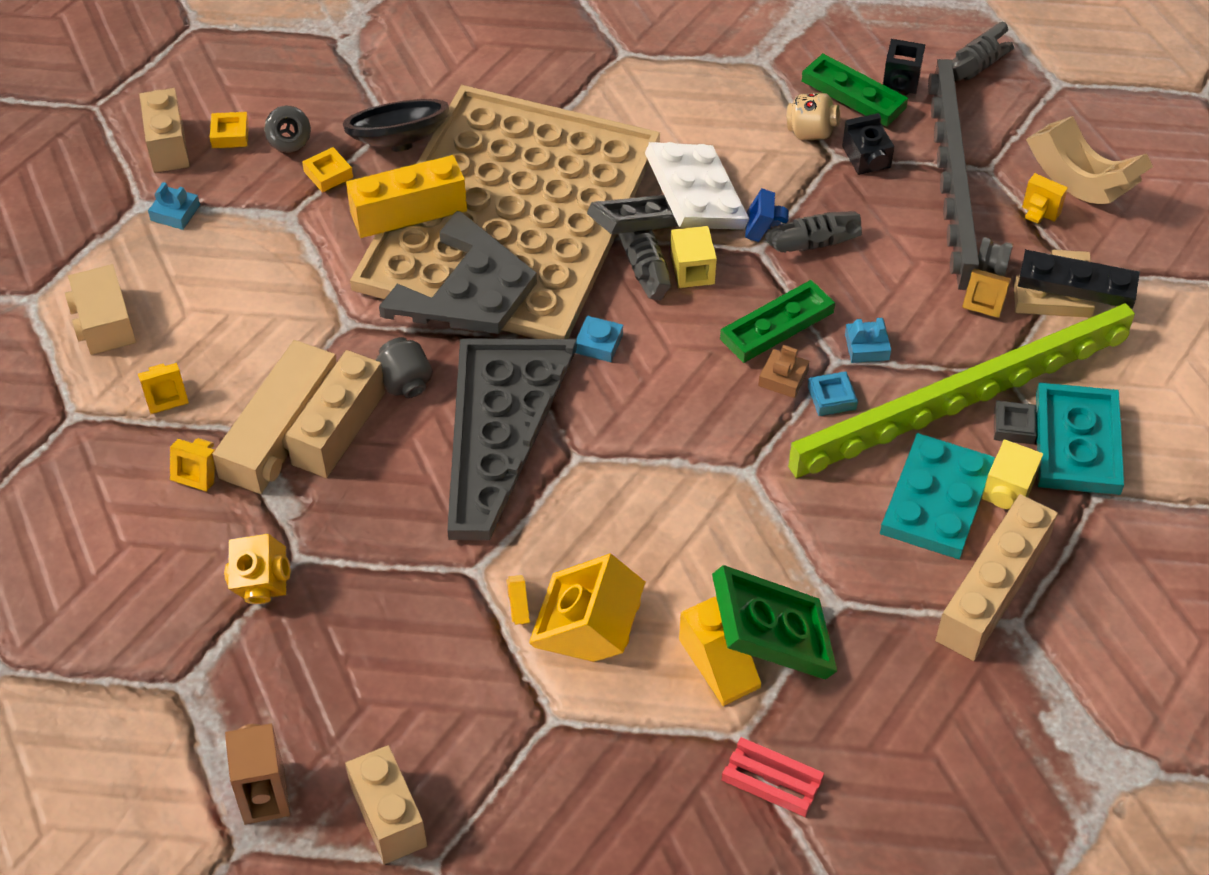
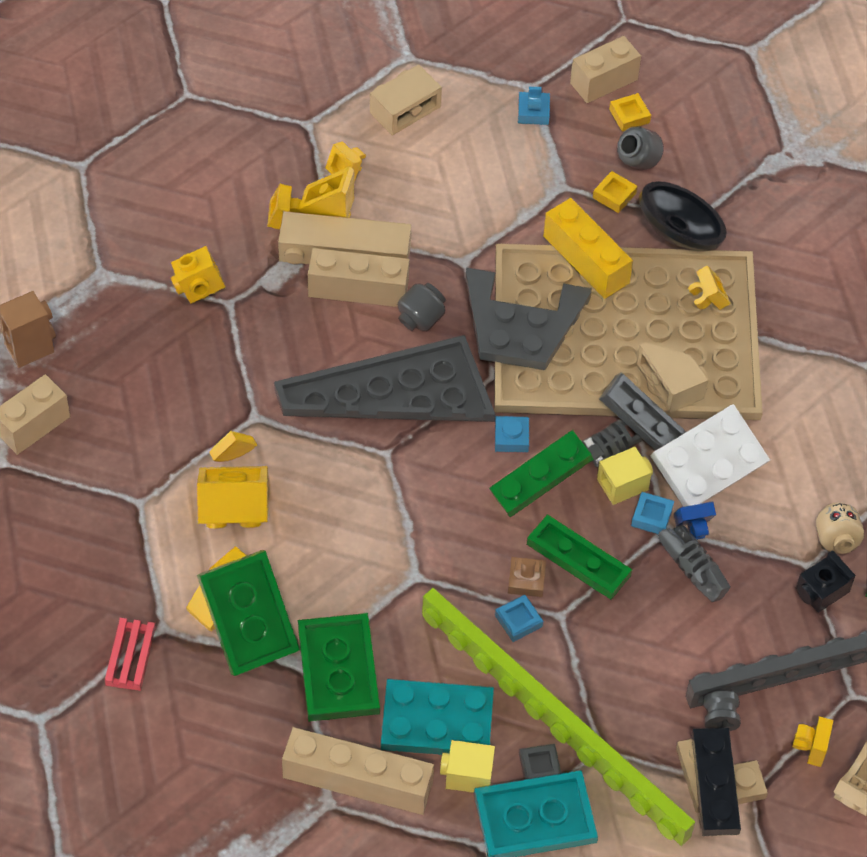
camera: 70 degrees right, 5 degrees up
(218, 398) = (330, 195): none -> yellow slope
(503, 117) = (712, 290): none -> yellow tile
(597, 175) = (672, 375): none -> tan slope
(668, 320) = (541, 473): none -> green plate
(745, 249) = (652, 513): none -> dark azure plate
(855, 565) = (338, 667): none -> green plate
(867, 341) = (587, 632): dark azure tile -> none
(986, 293) = (676, 712): pearl gold tile -> none

